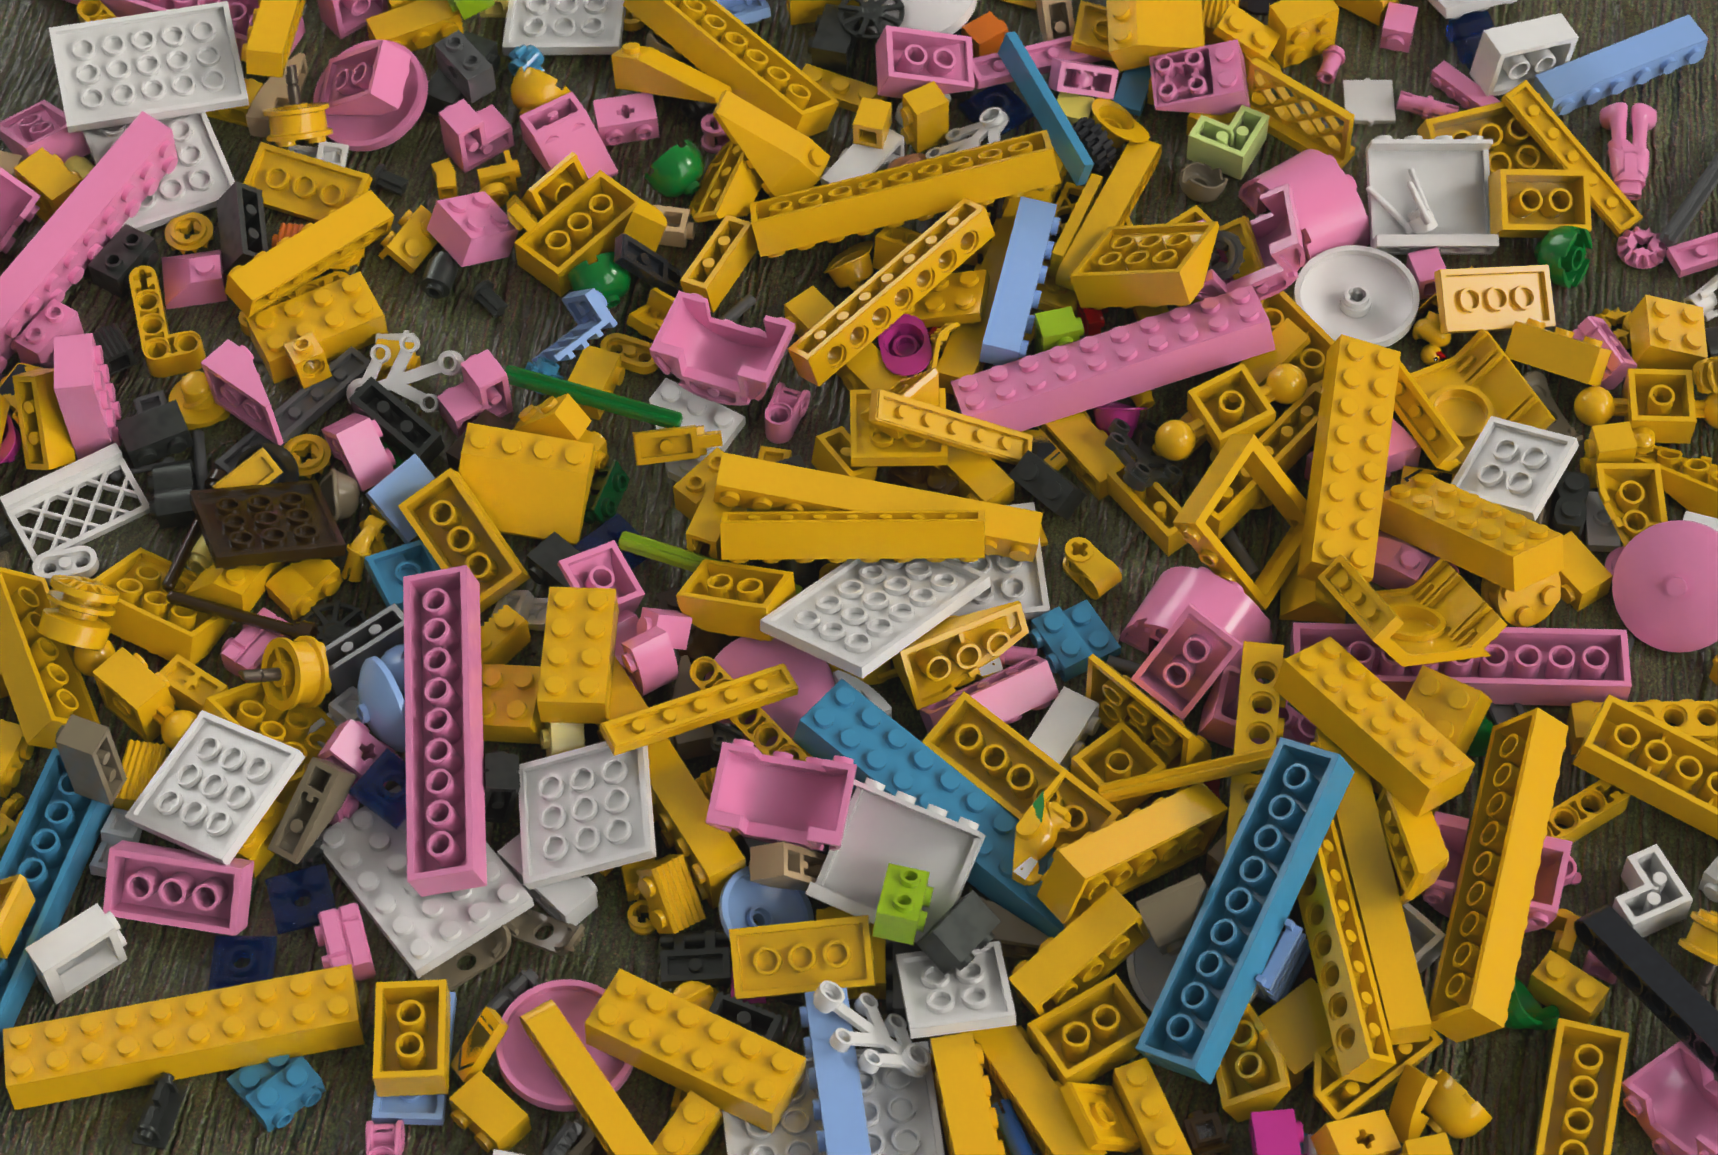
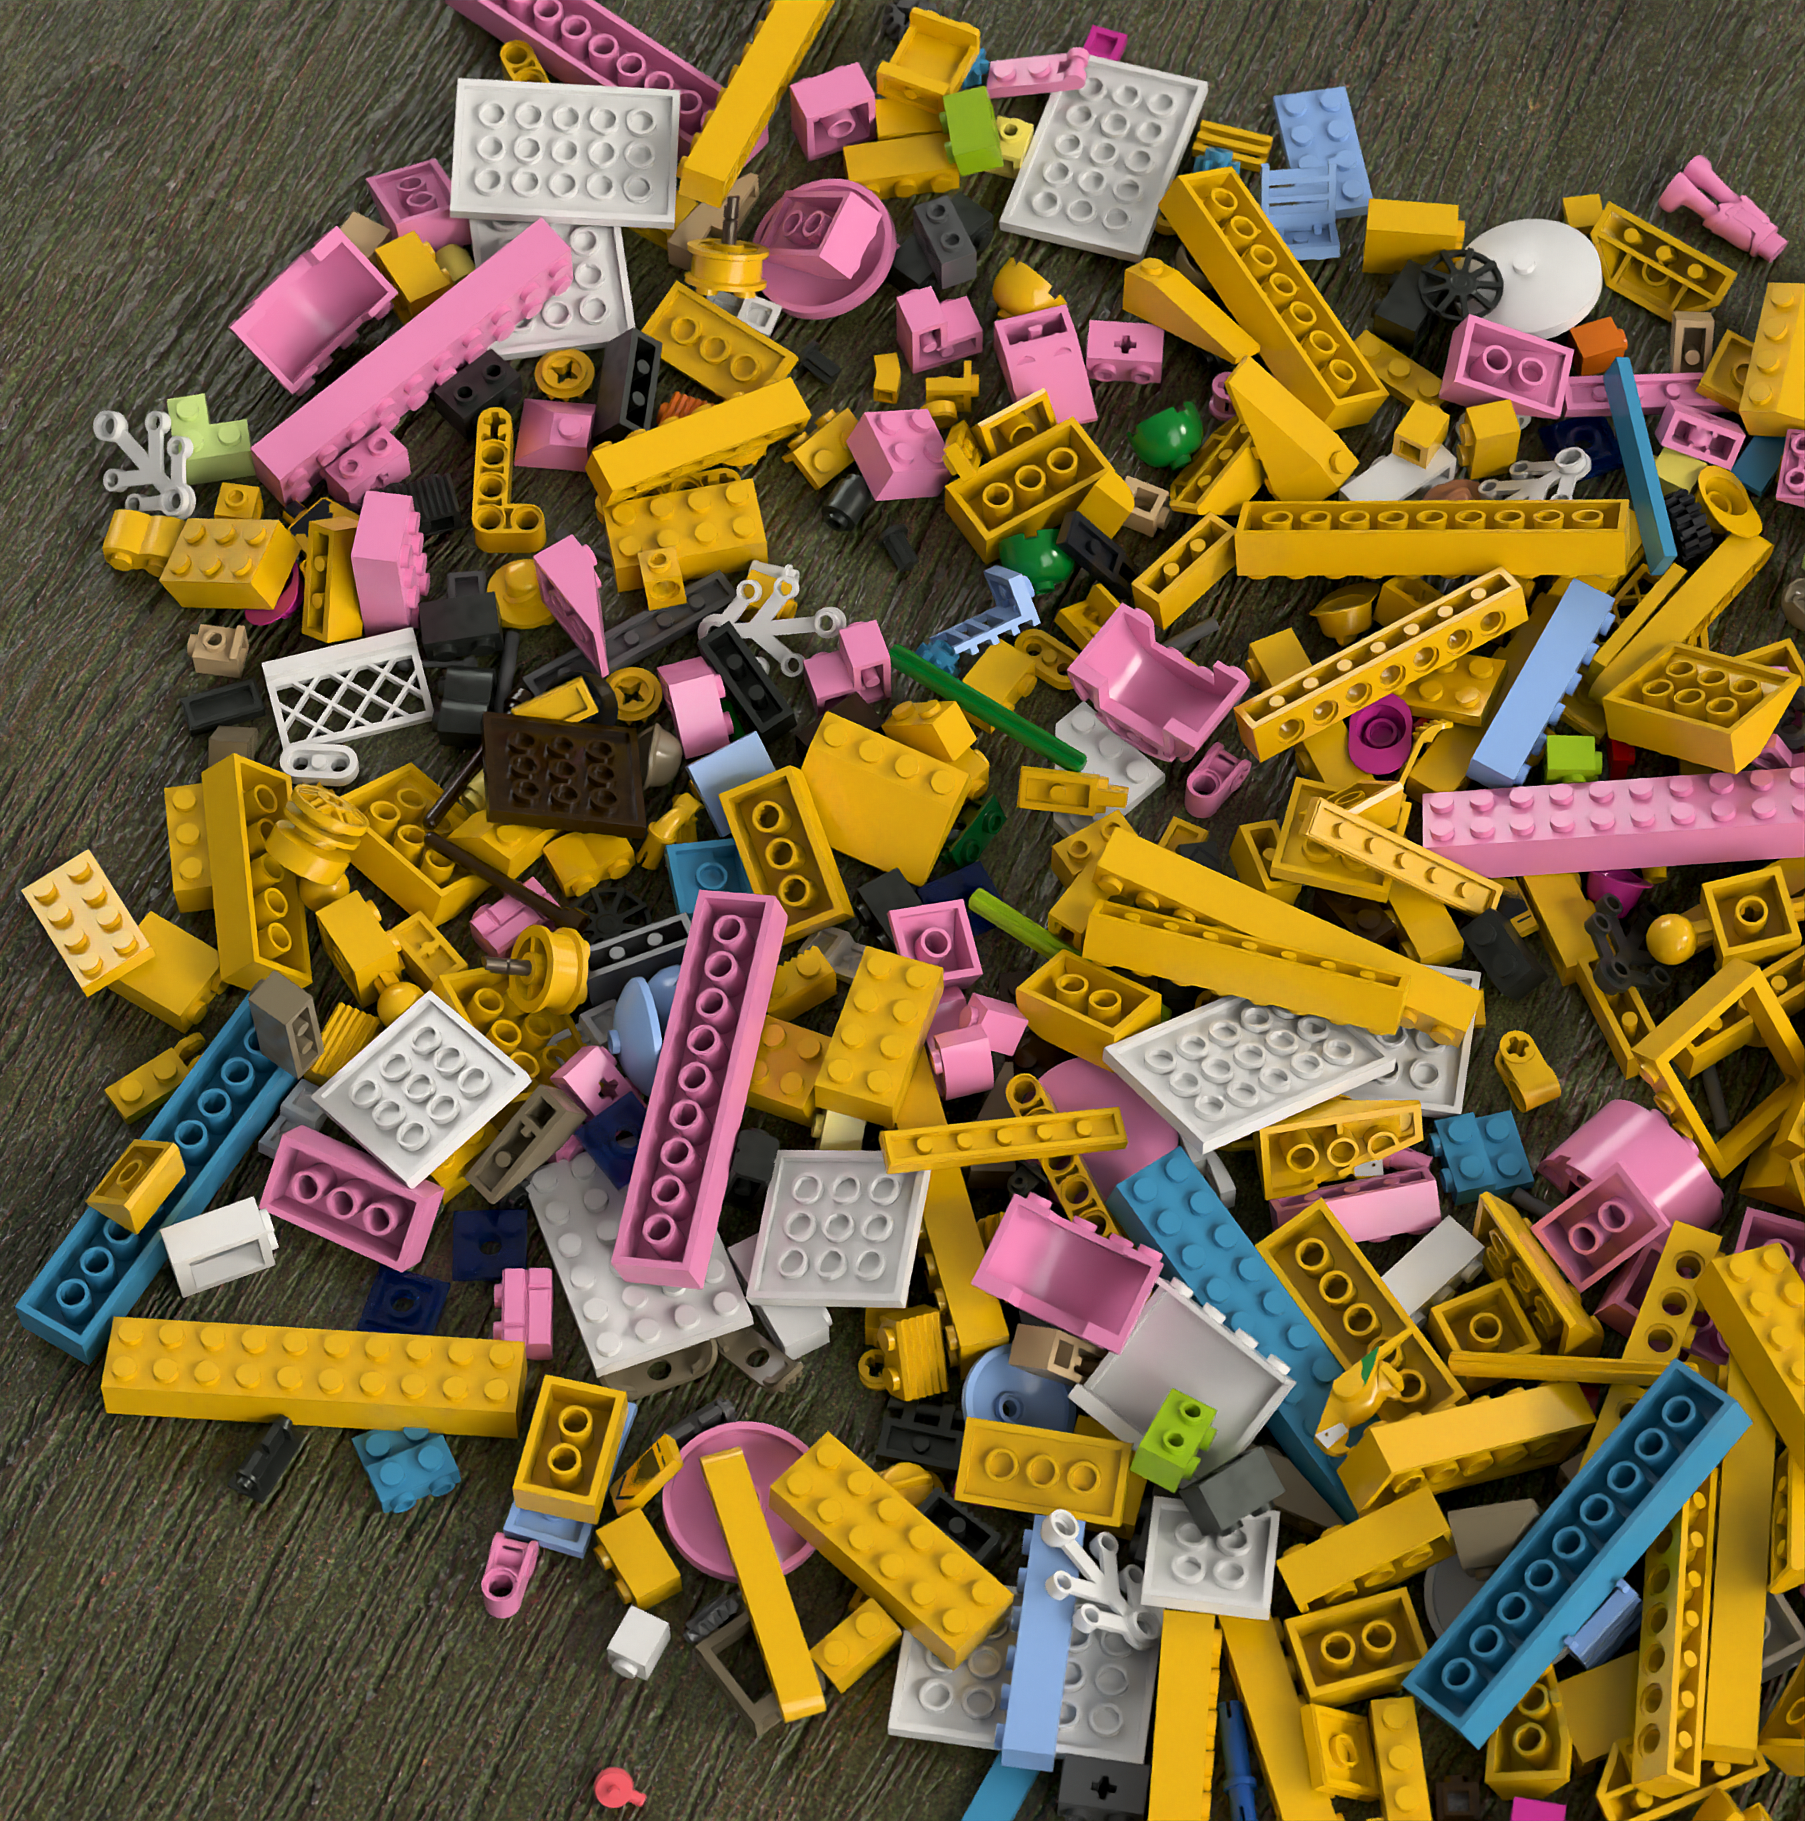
camera: 15 degrees right, 5 degrees up
(525, 57) = (1023, 246): dark azure gear -> none

